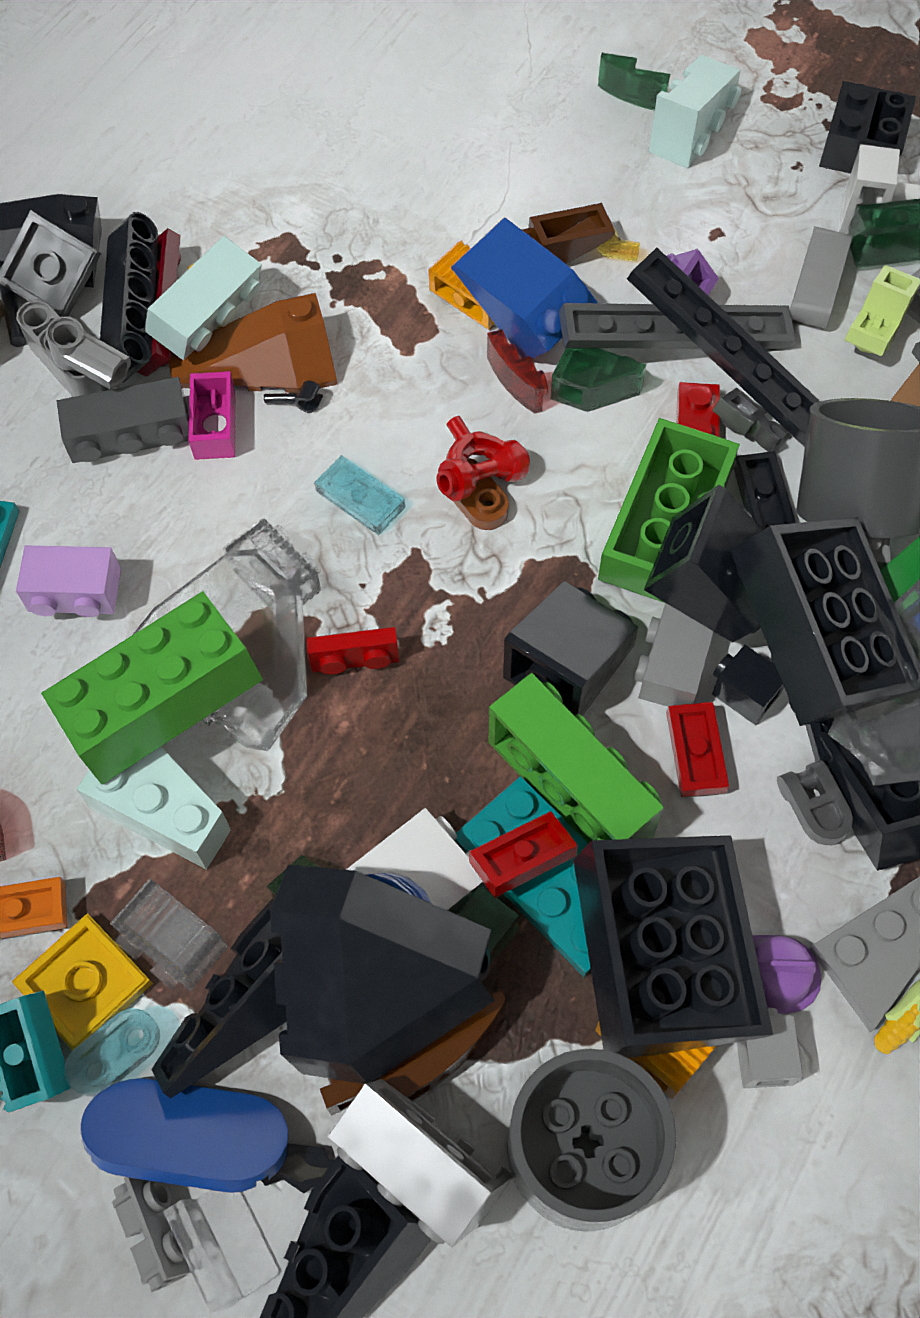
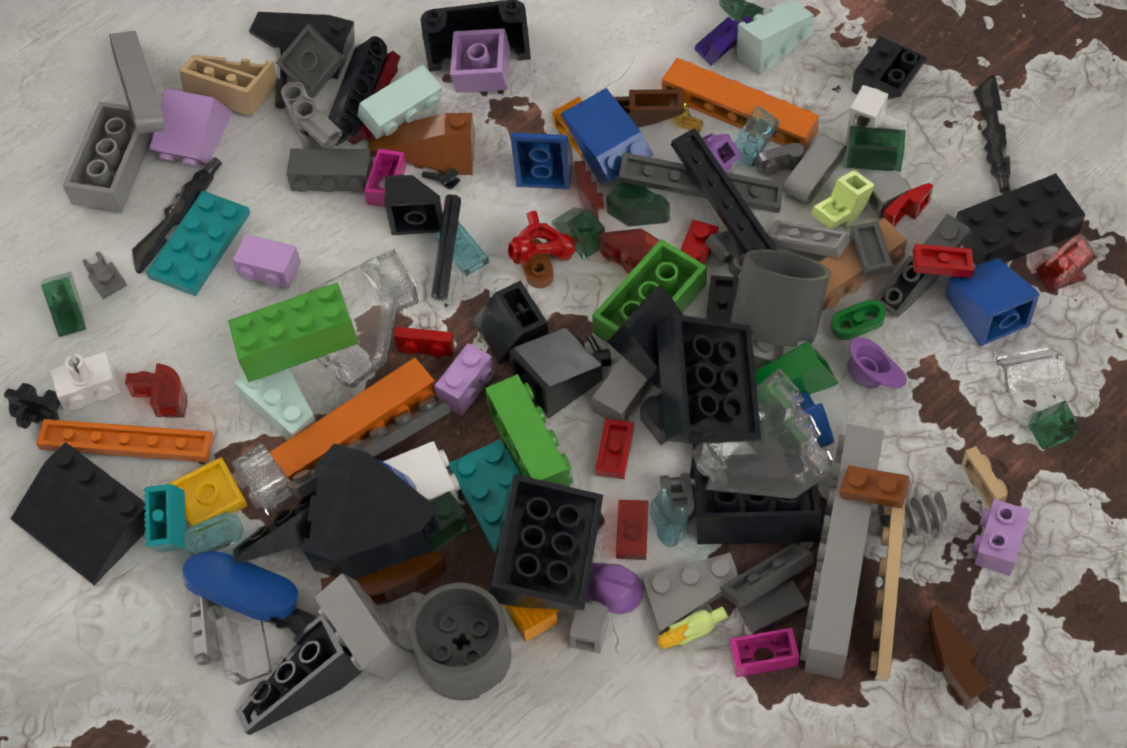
camera: 20 degrees right, 5 degrees down
(273, 447) = (411, 206): none -> black slope
(280, 169) = (440, 23): none -> black windscreen
(285, 808) = (355, 419): none -> orange brick
(299, 218) = (480, 60): none -> lavender brick
(337, 830) = (379, 440): none -> dark grey plate
(340, 499) = (446, 247): none -> black axle
(436, 695) = (465, 379): none -> lavender brick
(443, 339) = (542, 160): none -> blue slope
(477, 591) = (510, 321): none -> black slope
(522, 854) = (480, 479): red plate -> none
(531, 424) = (582, 228): none -> clear green slope
(608, 443) = (626, 246): none -> clear red slope
(625, 127) = (719, 40): none -> dark purple bracket
(628, 606) = (604, 354): none -> black hand
(690, 211) = (734, 102): none -> orange brick
(729, 243) = (755, 135): none -> clear light blue plate
(770, 871) = (632, 529): none -> clear red plate
(773, 269) = (779, 158): none -> flat silver plate
(822, 842) = (668, 518): none -> clear light blue plate
(858, 374) = (809, 238): none -> light grey tile

